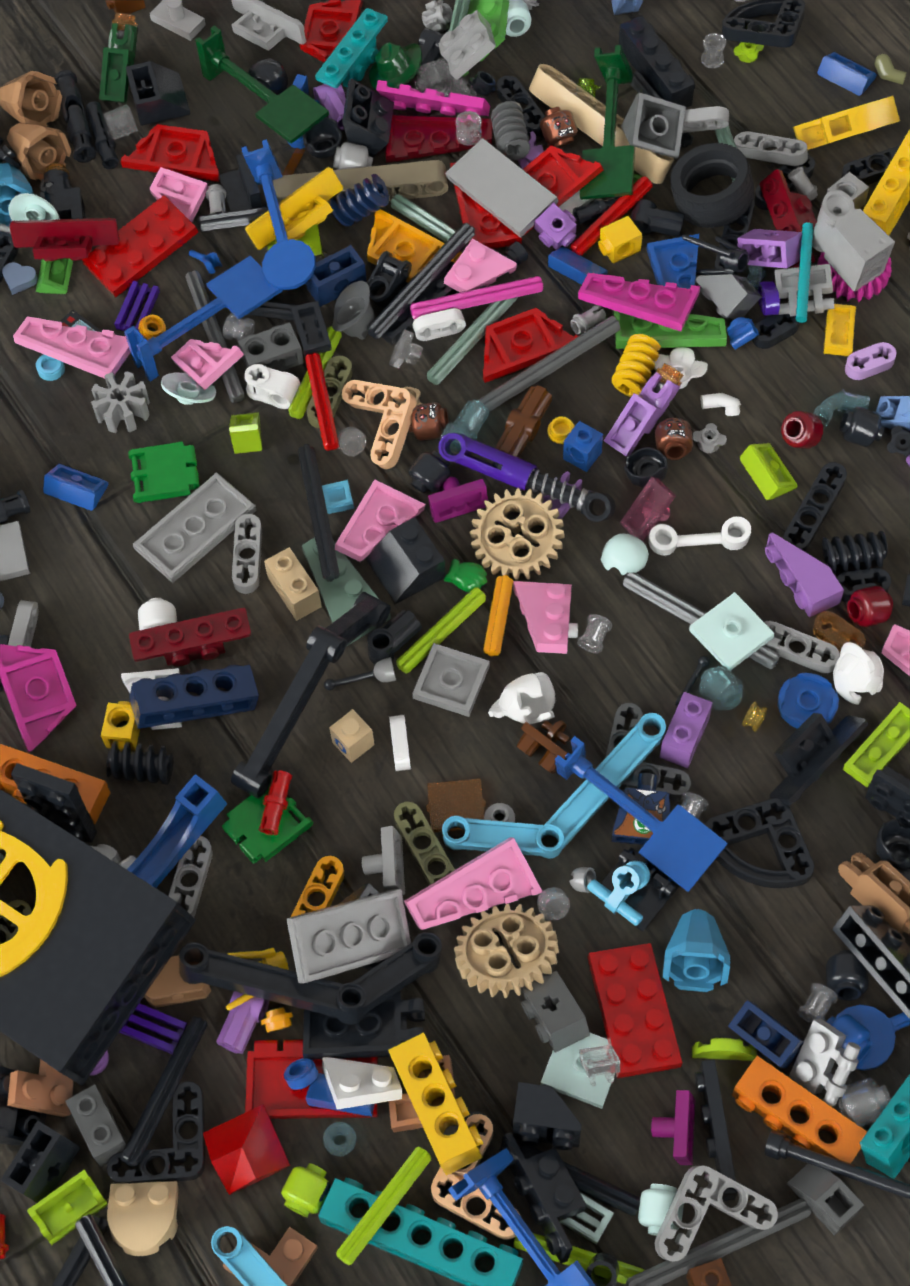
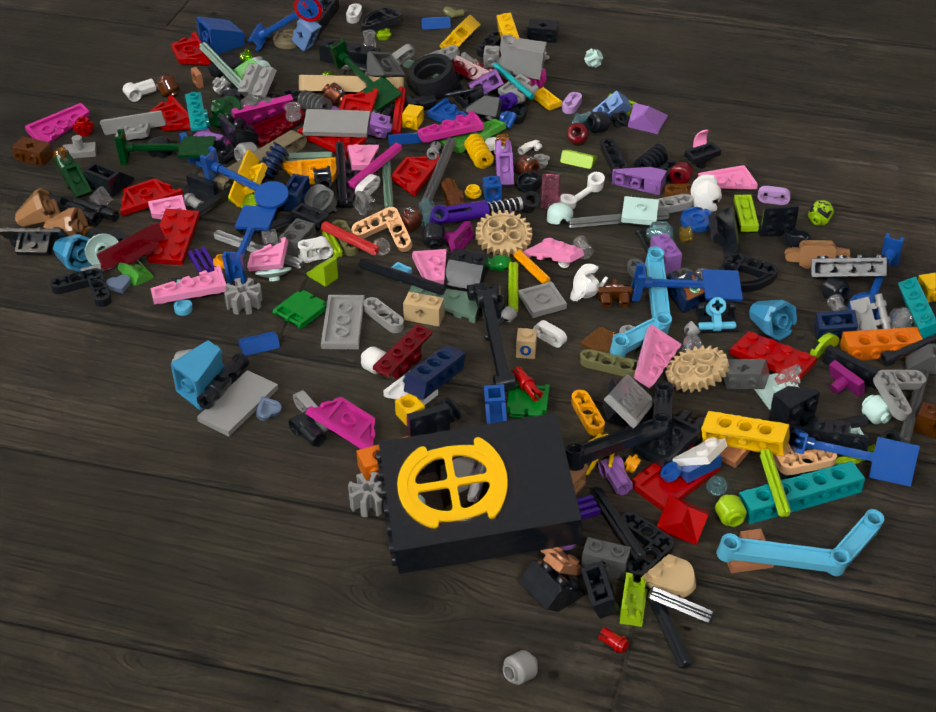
camera: 45 degrees left, 20 degrees down
(210, 260) = (220, 223): blue hand -> none
(388, 862) = (601, 373): light grey tile -> none

